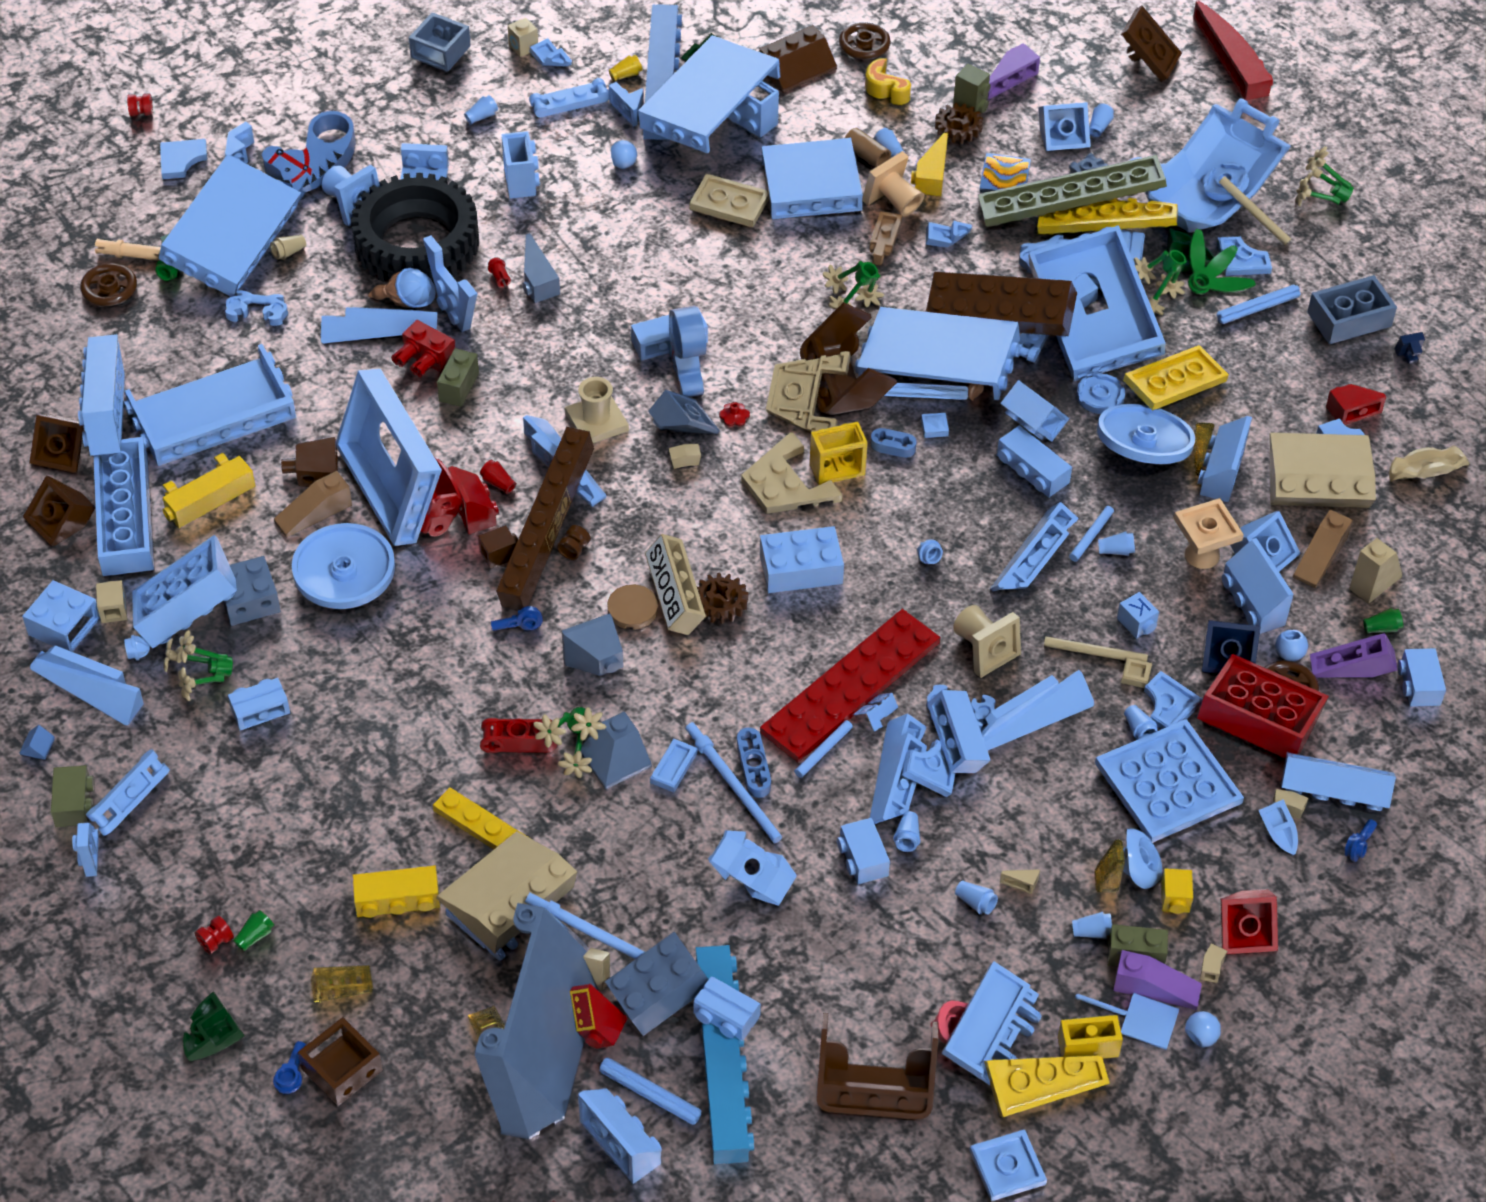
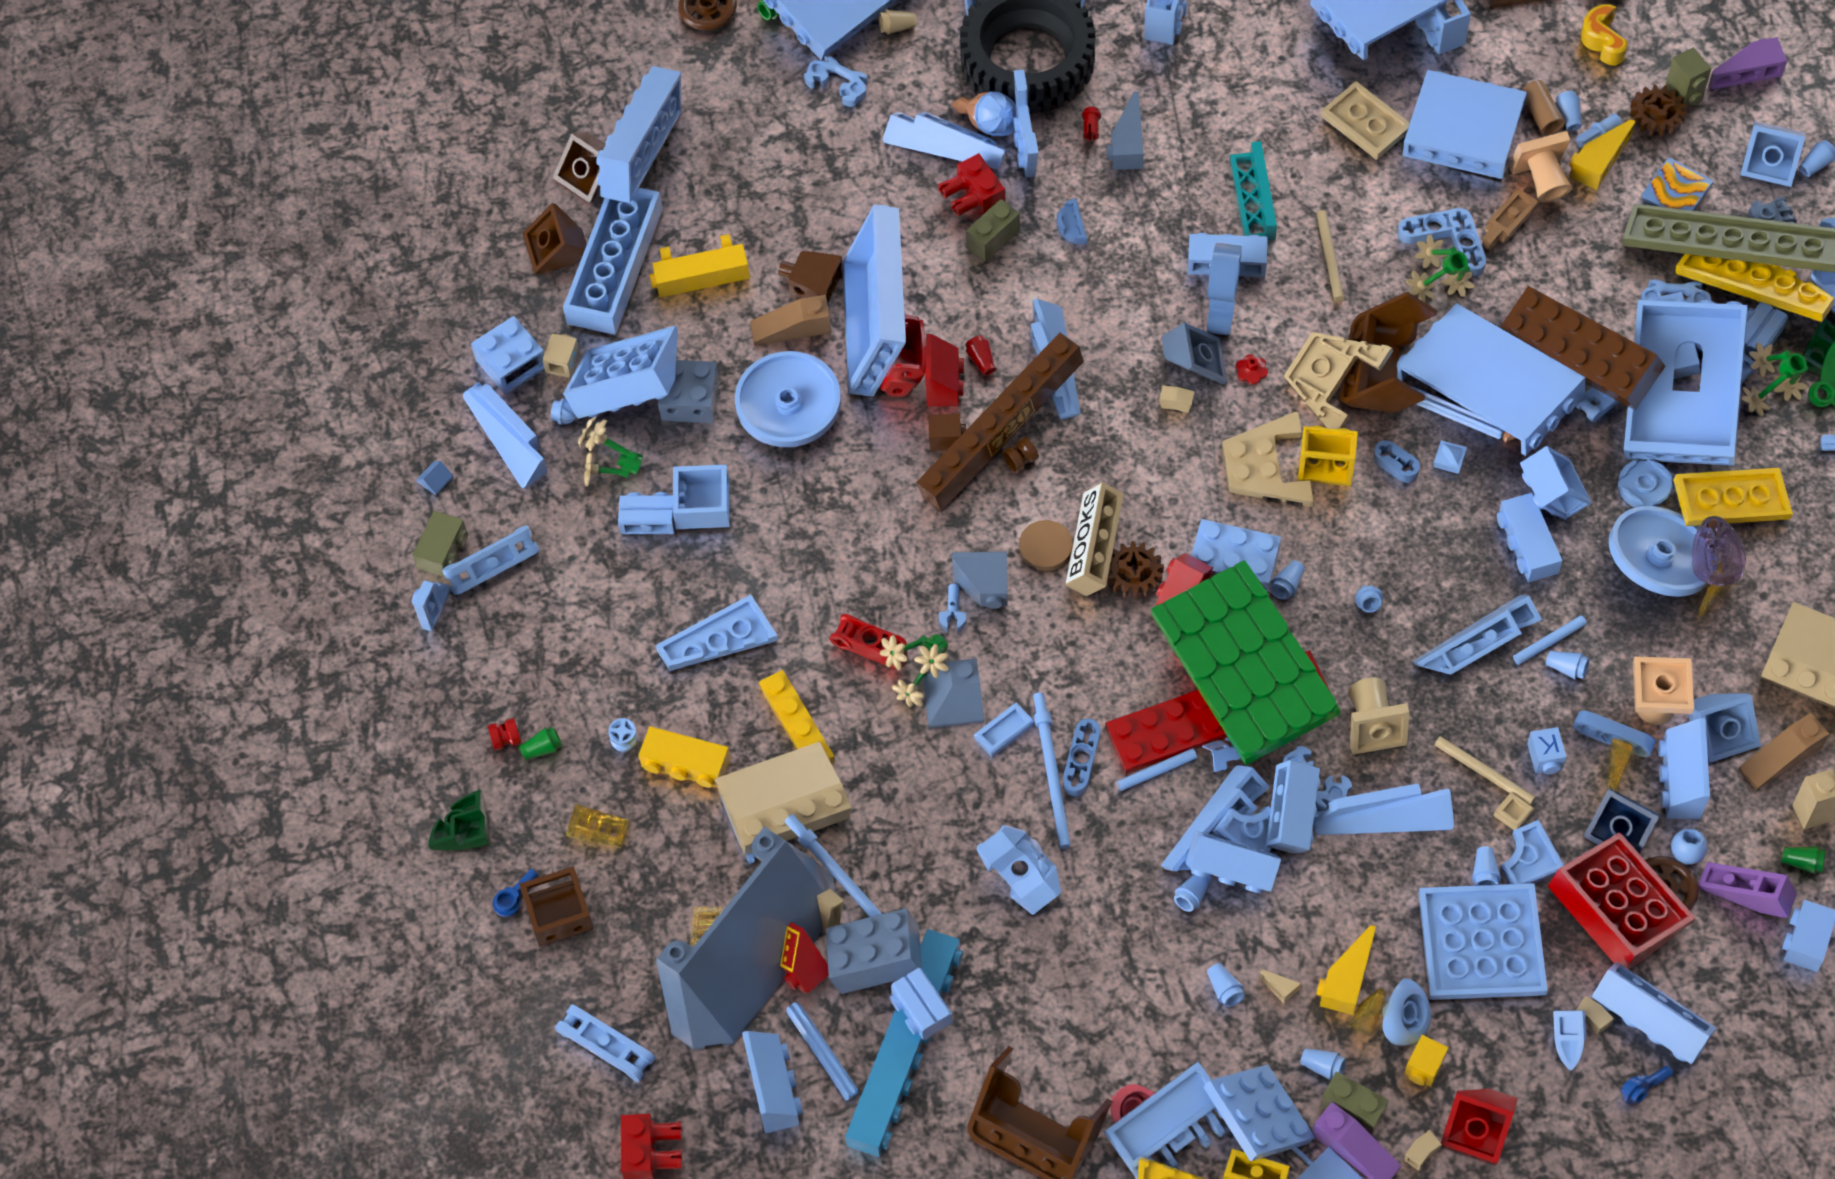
camera: 30 degrees right, 10 degrees up
(212, 409) = (744, 179): light blue panel -> none
(304, 670) = (701, 496): none -> light blue piece
(330, 888) = (618, 730): none -> light blue wheel
(378, 777) = (721, 634): none -> light blue wing
(443, 1163) = (605, 1042): none -> light blue plate
(521, 353) = (1071, 224): none -> medium blue tile
(527, 618) = (937, 519): blue plate -> none
(578, 686) = (953, 610): none -> light blue bar
(597, 410) = (1110, 319): tan plant -> none
(623, 154) = (1281, 28): light blue piece -> none
(672, 277) = (1262, 189): none -> teal fence
(754, 309) = (1330, 256): none -> tan bar
(772, 592) = (1183, 574): none -> brick
(839, 259) = (1449, 228): none -> light blue beam
(854, 562) = (1287, 581): none -> light blue cone
(861, 627) = (1245, 662): none -> green piece
(864, 851) = (1139, 894): light blue brick -> none
(919, 150) = (1598, 129): none -> light blue axle
(932, 793) = (1232, 862): none -> light blue brick
(946, 236) = (1576, 240): light blue slope -> none
(1065, 983) = (1259, 1112): none -> light blue plate
(1076, 855) = (1345, 976): none -> yellow slope
(1182, 409) = (1704, 553): none -> clear purple piece
(1198, 604) = (1617, 761): none -> clear yellow slope
(1199, 583) = (1606, 729): none -> medium blue beam
(1224, 459) = (1732, 612): light blue slope -> none

